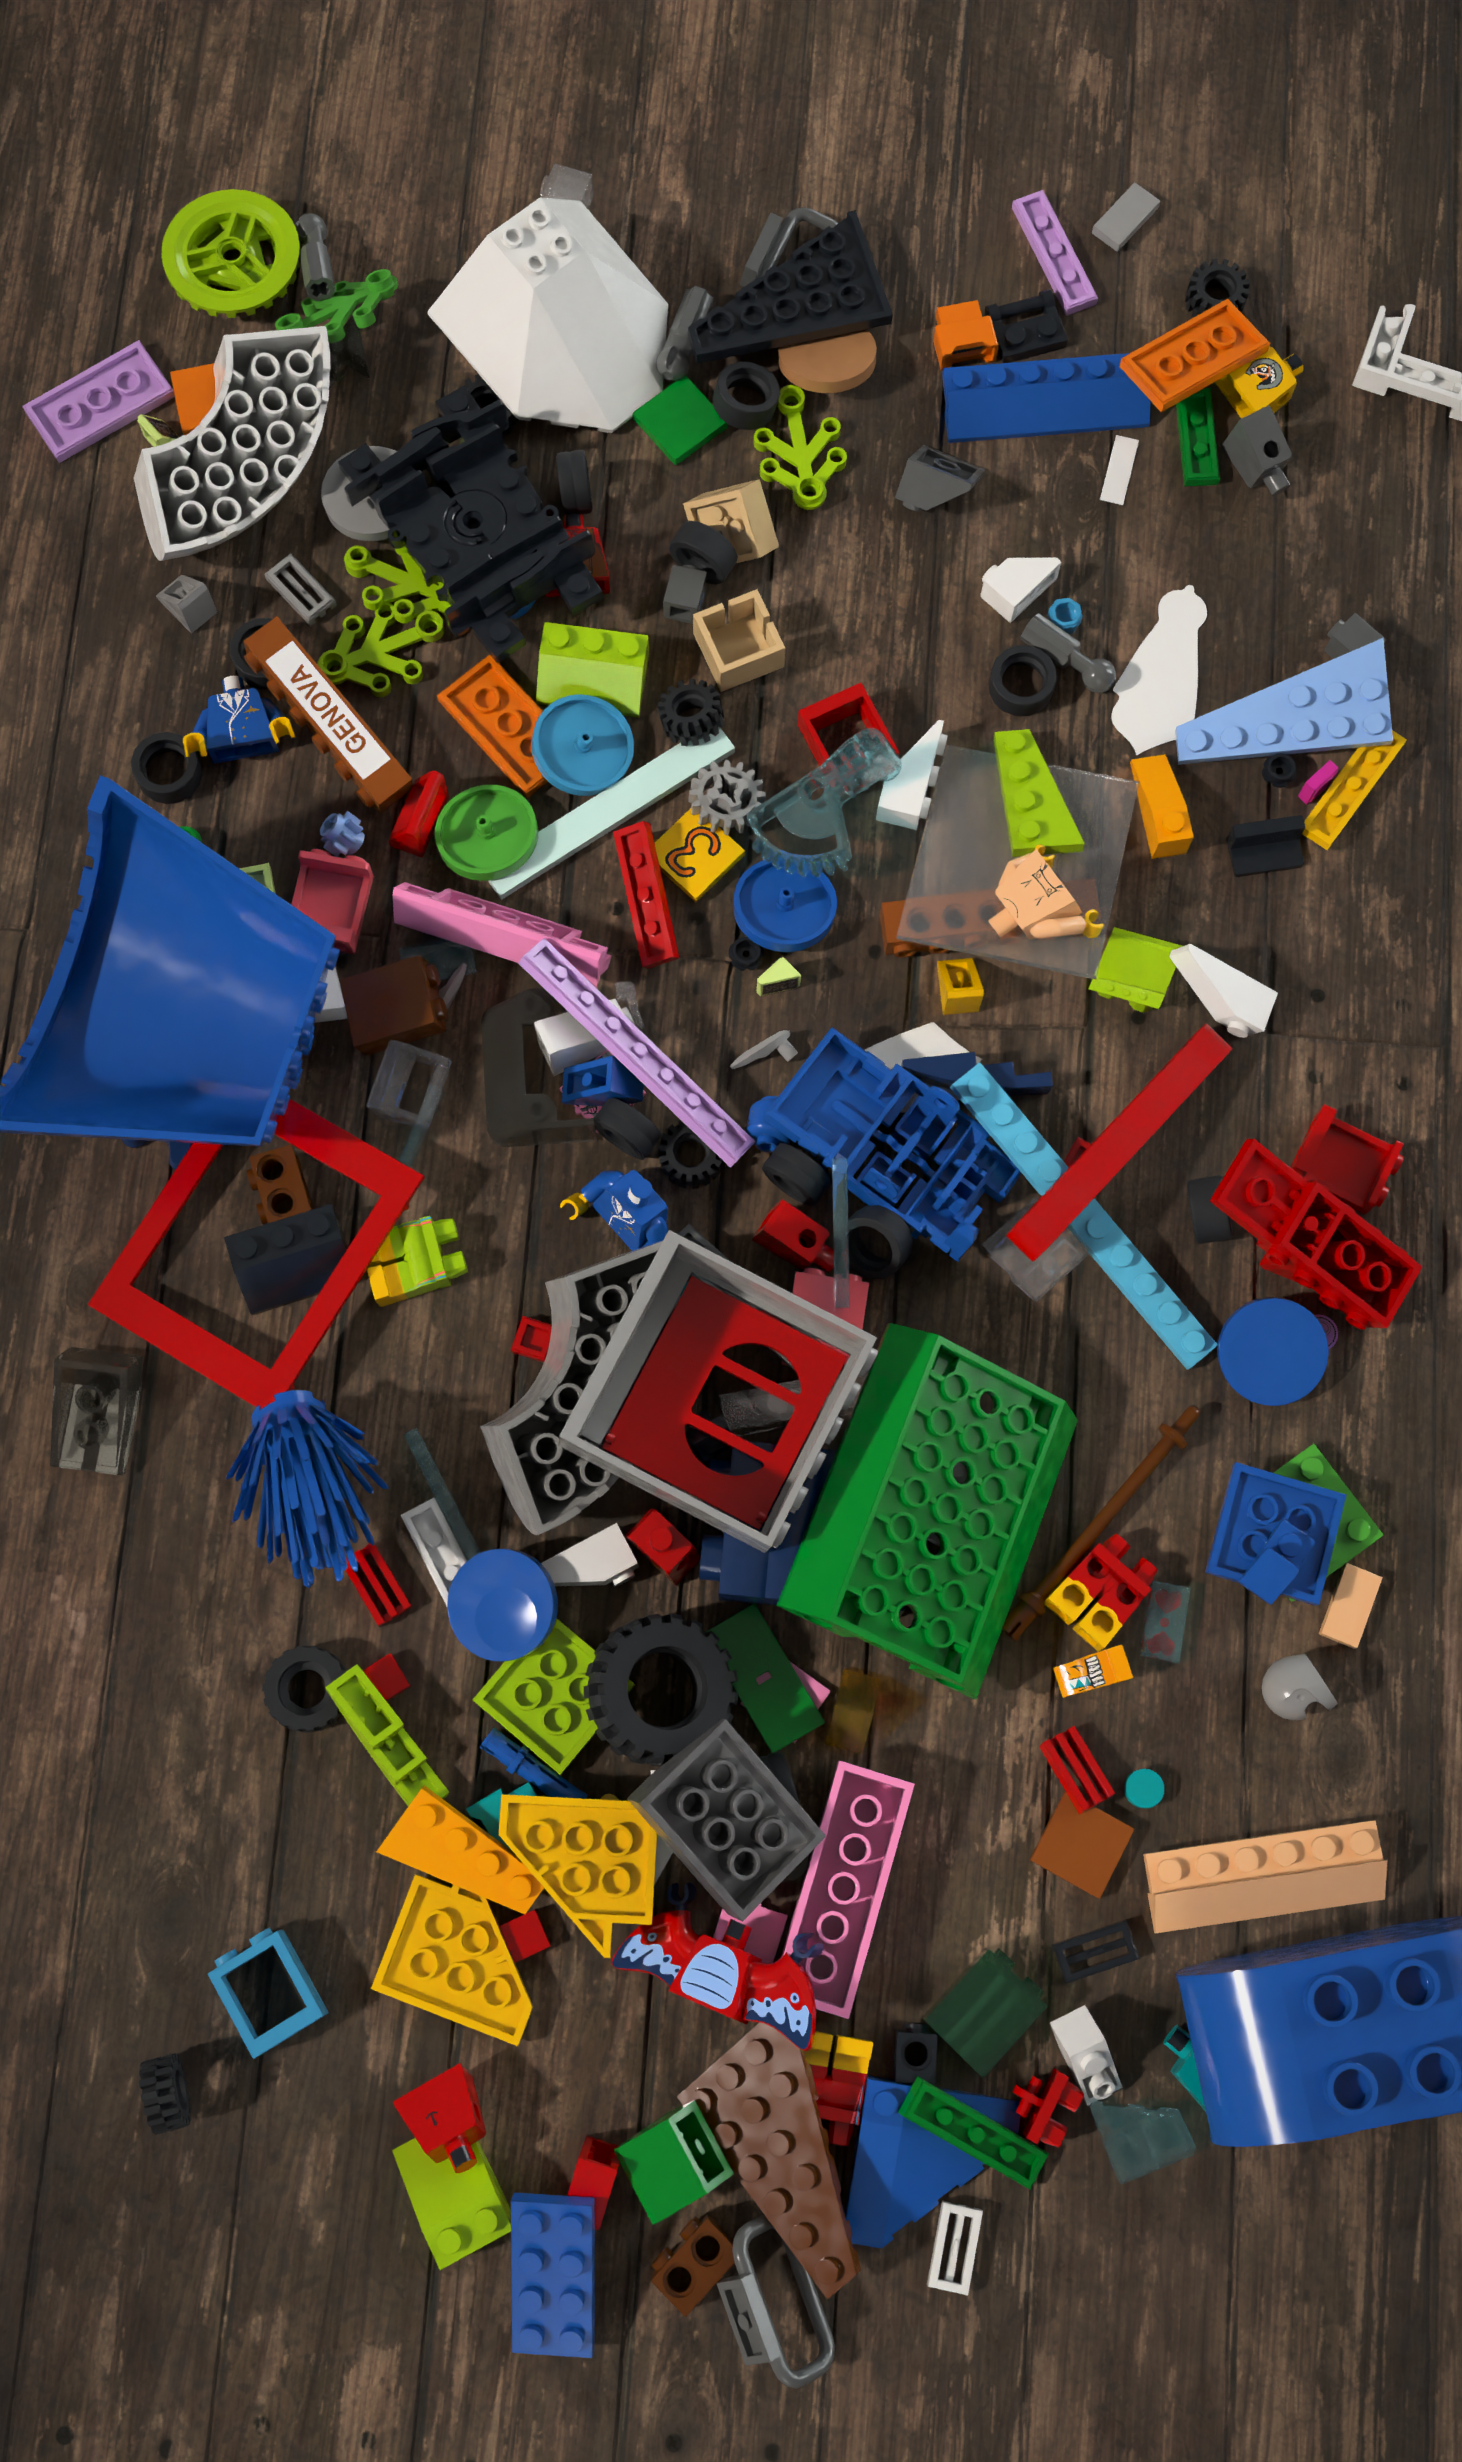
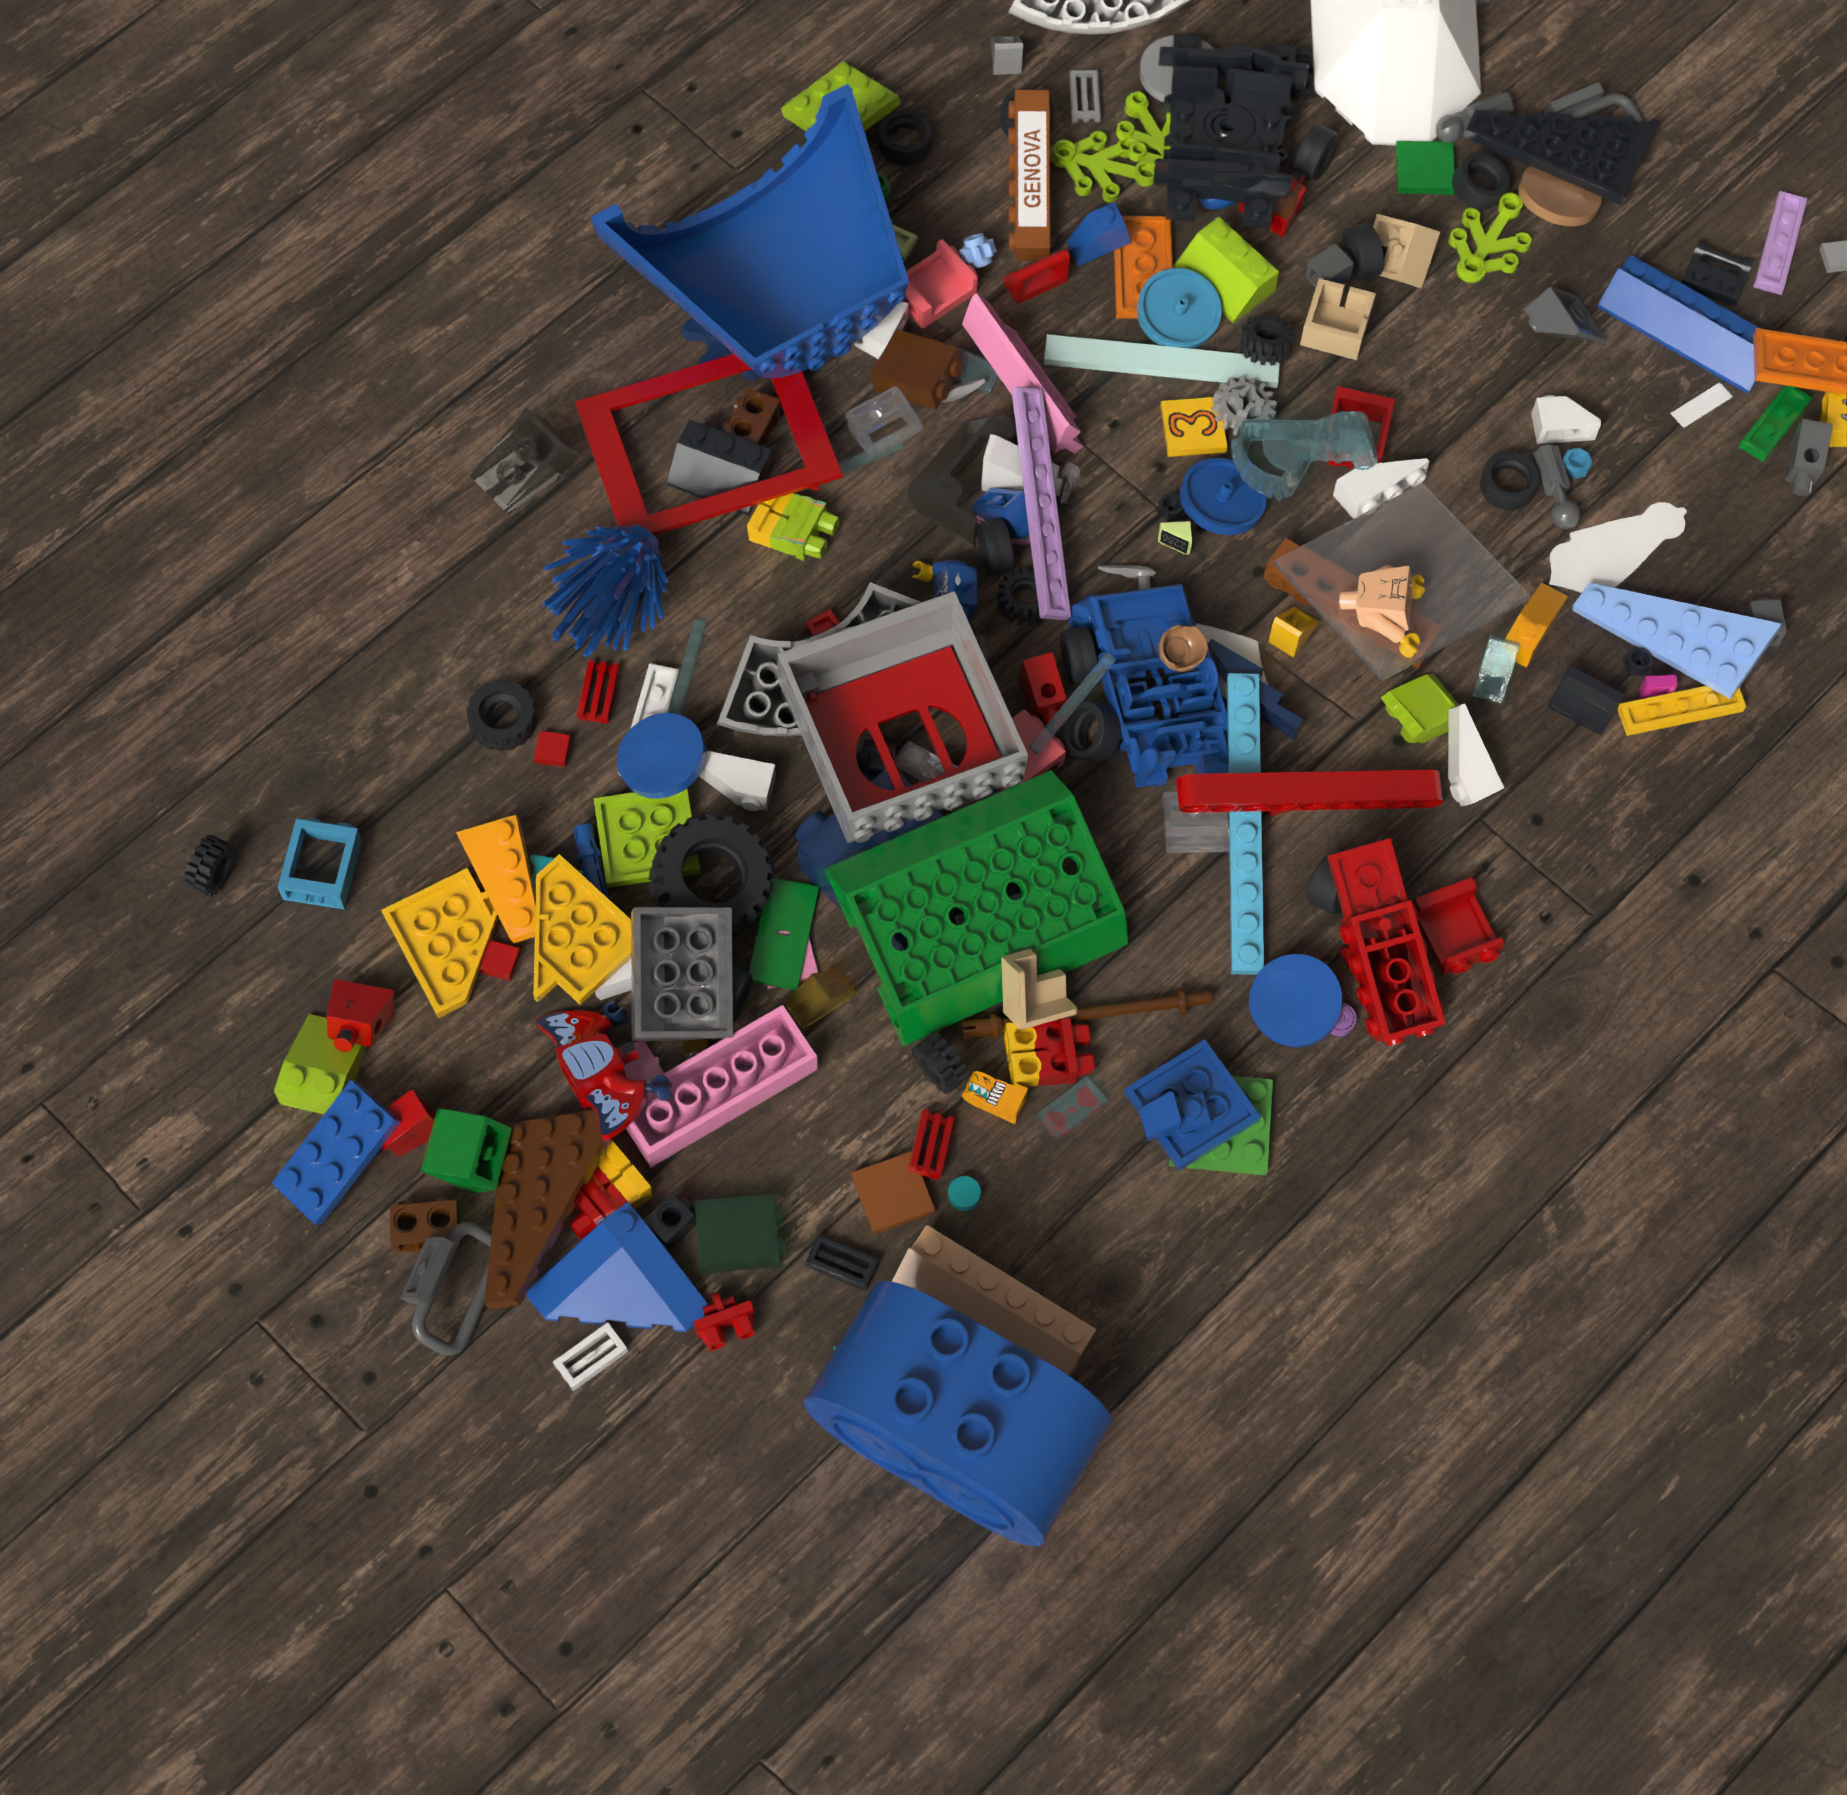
camera: 40 degrees right, 10 degrees down
(64, 777) = (870, 97): none -> lime plate
(237, 725) = (970, 142): blue torso -> none
(383, 1735) = (522, 772): lime slope -> none
(443, 728) = (1098, 234): none -> blue slope
(486, 832) = (1070, 316): bright green piece -> none
(646, 895) = (1137, 424): red plate -> none
(663, 1546) = (790, 799): red torso -> none
(896, 1095) = (1182, 647): none -> medium nougat hair
(964, 335) = (1666, 247): orange piece -> none
(973, 2132) = (663, 1292): green tile -> none
(1023, 1687) = (940, 1063): none -> black tyre
(1032, 799) = (1447, 549): lime wing -> none
(1053, 1550) = (1032, 997): none -> tan panel
(1086, 2054) = (777, 1313): white slope -> none
(1141, 2138) = (767, 1394): clear light blue slope -> none
(1169, 880) = (1495, 669): none -> clear light blue slope
(1292, 1685) = (1116, 1202): light grey helmet -> none
(1350, 1605) = (1205, 1197): light nougat tile -> none

